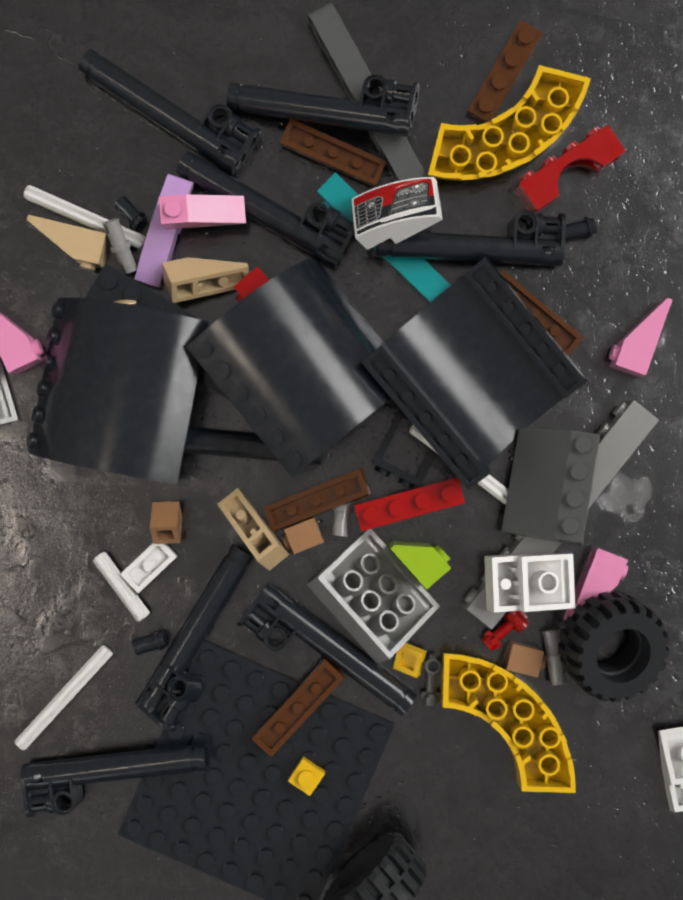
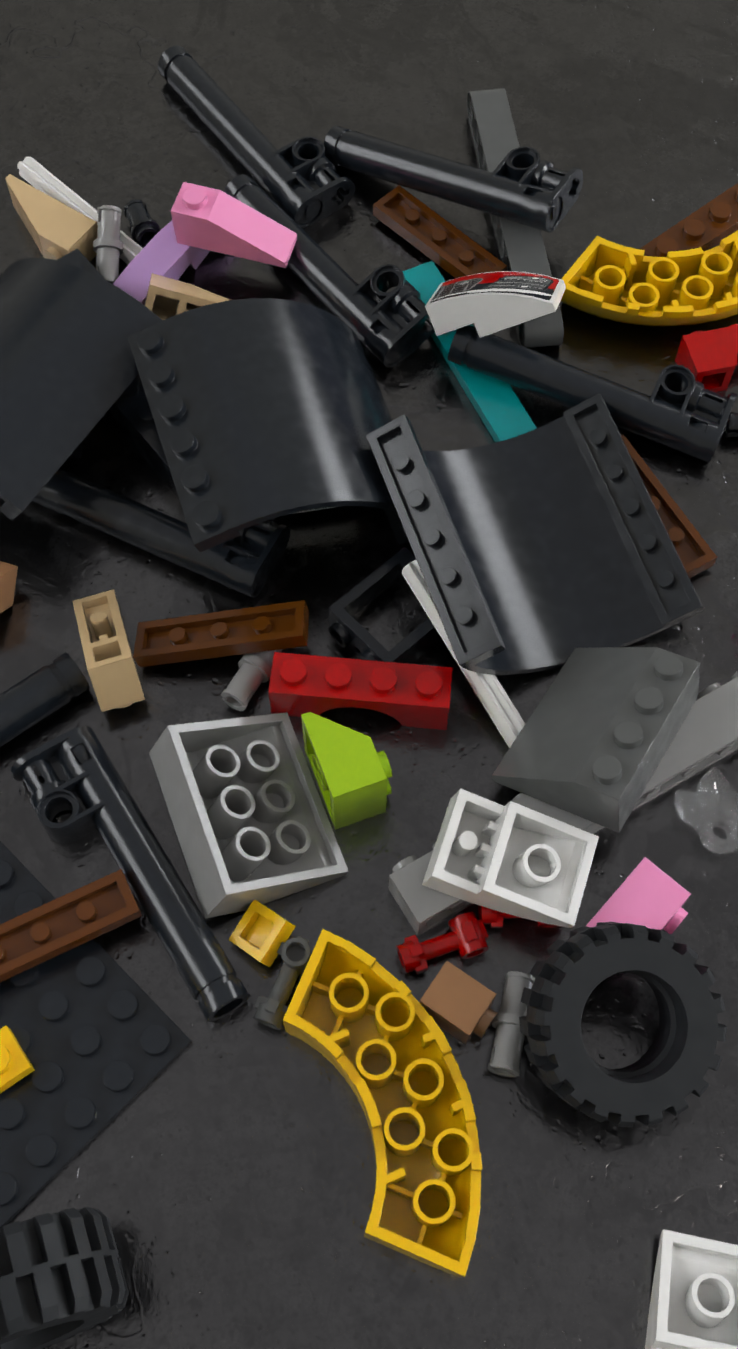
camera: 20 degrees right, 25 degrees down
(302, 536) = (177, 681): medium nougat brick -> none

